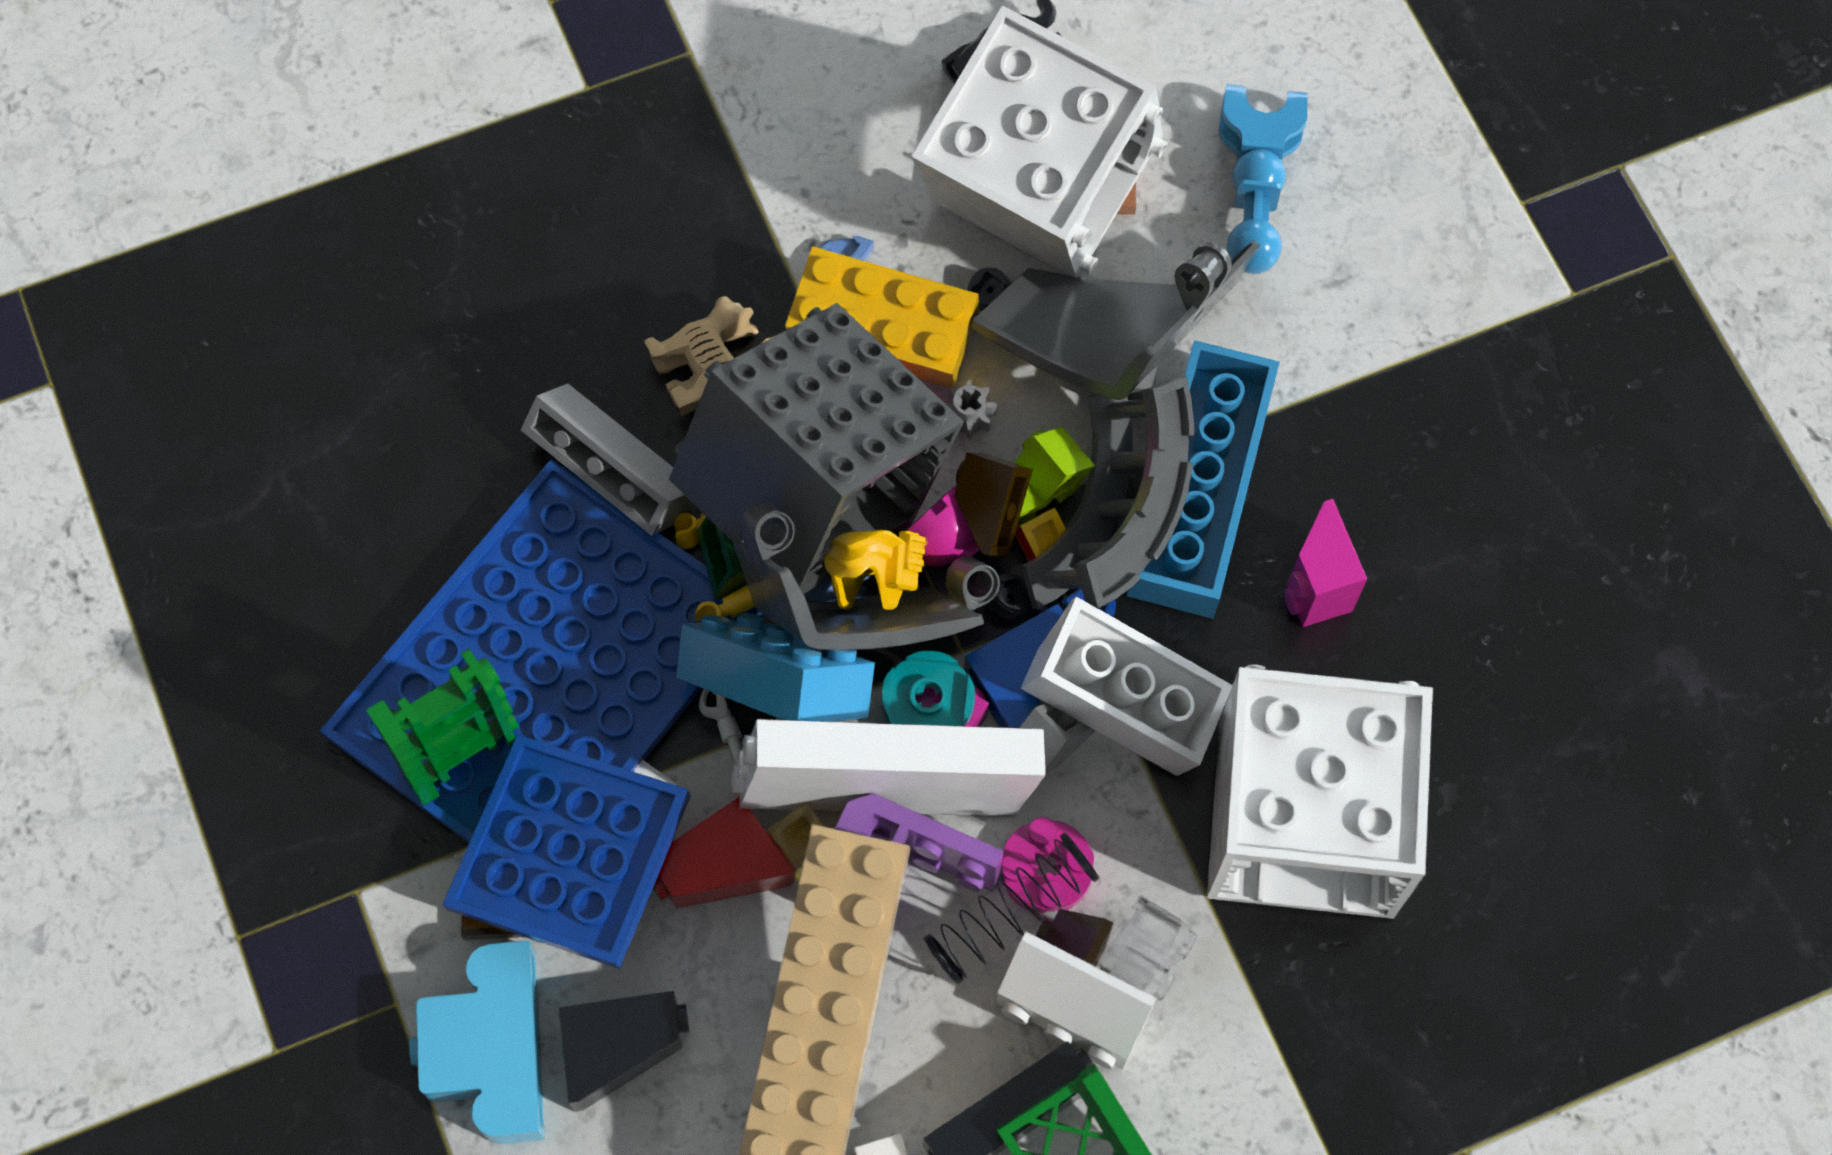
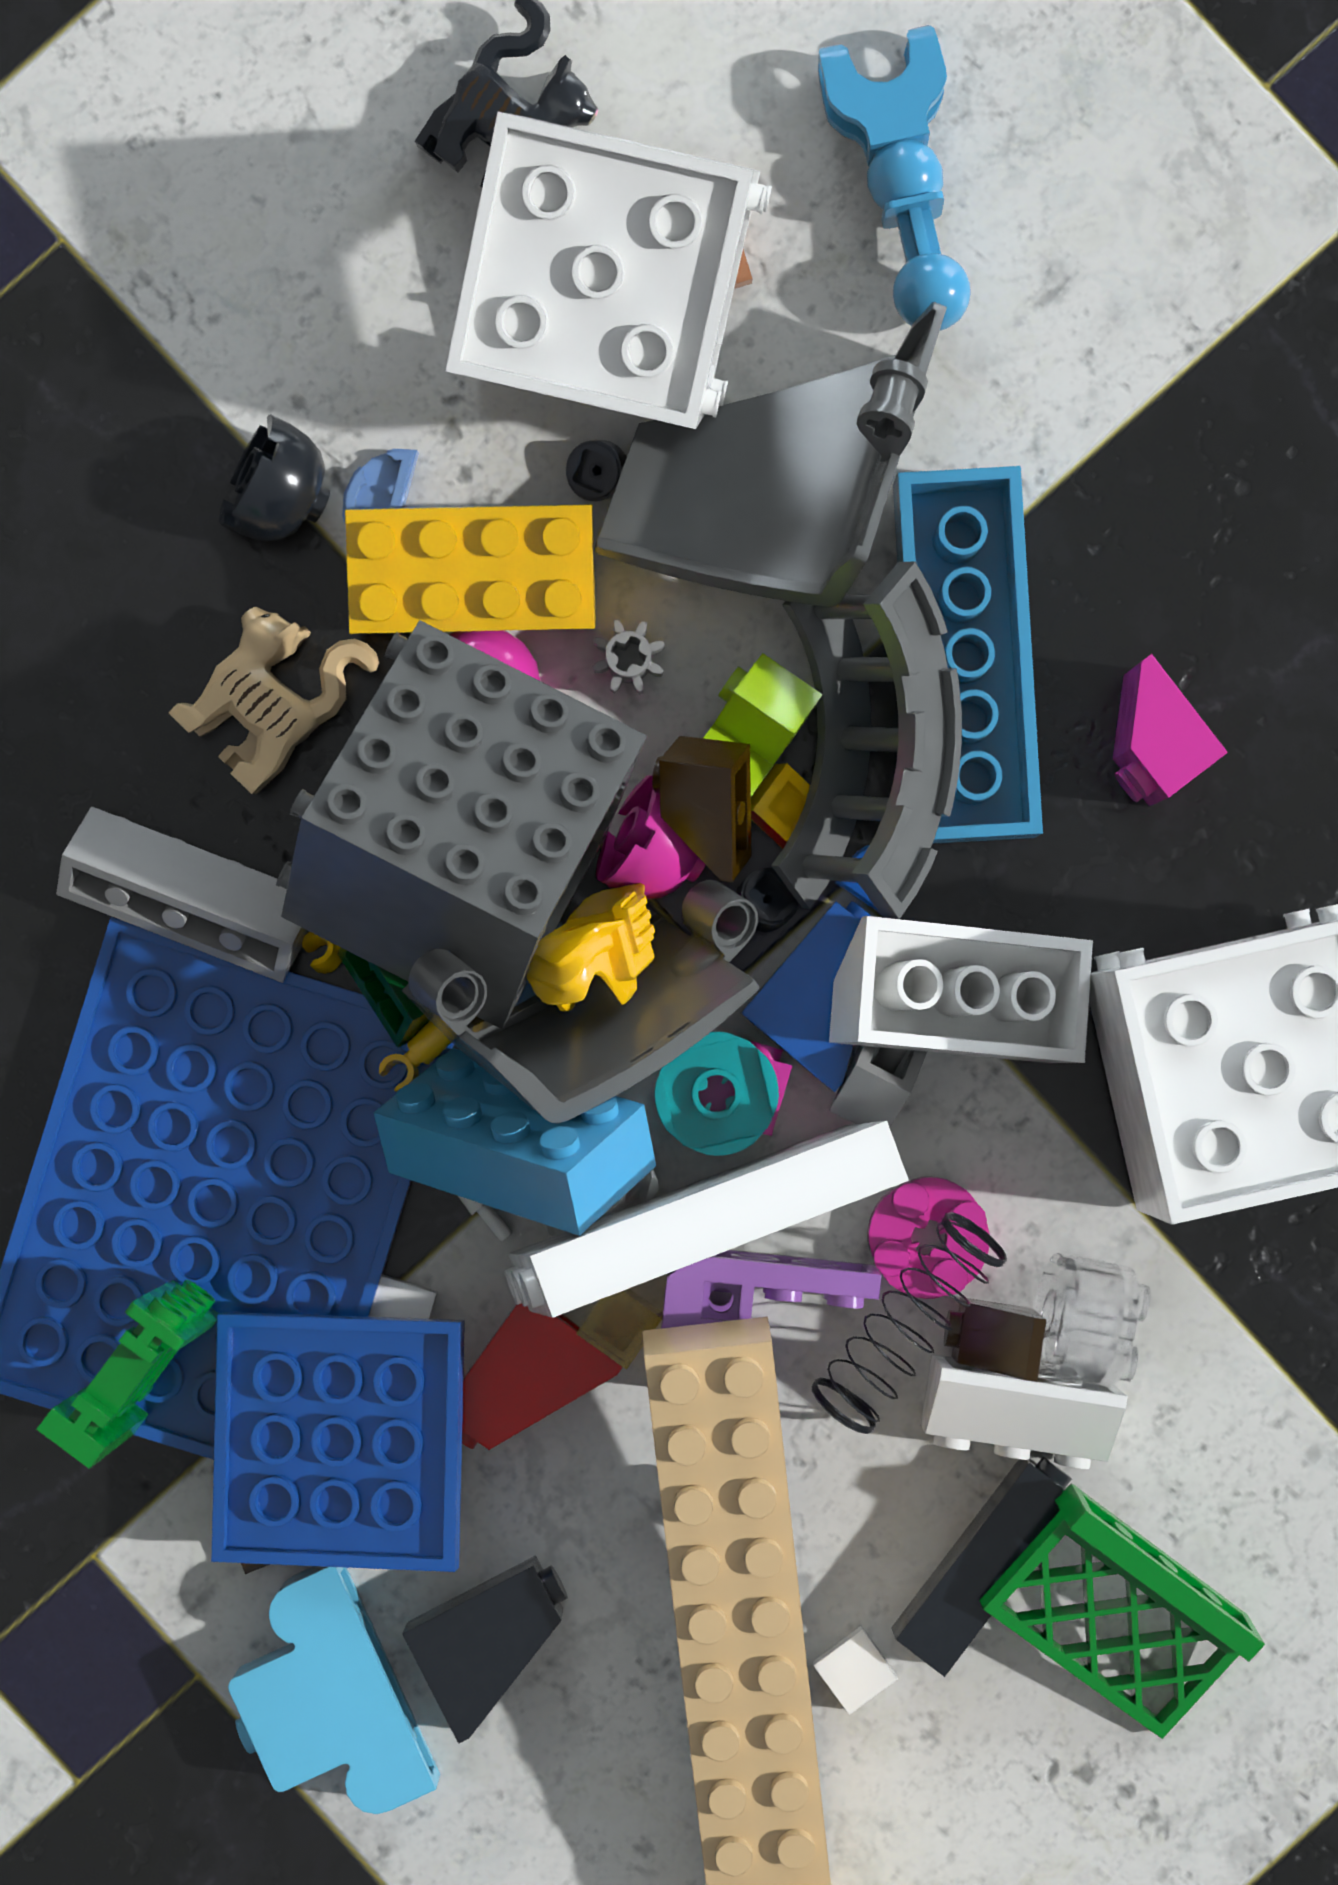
camera: 20 degrees left, 20 degrees up
(772, 228) = (276, 484): none -> black cylinder

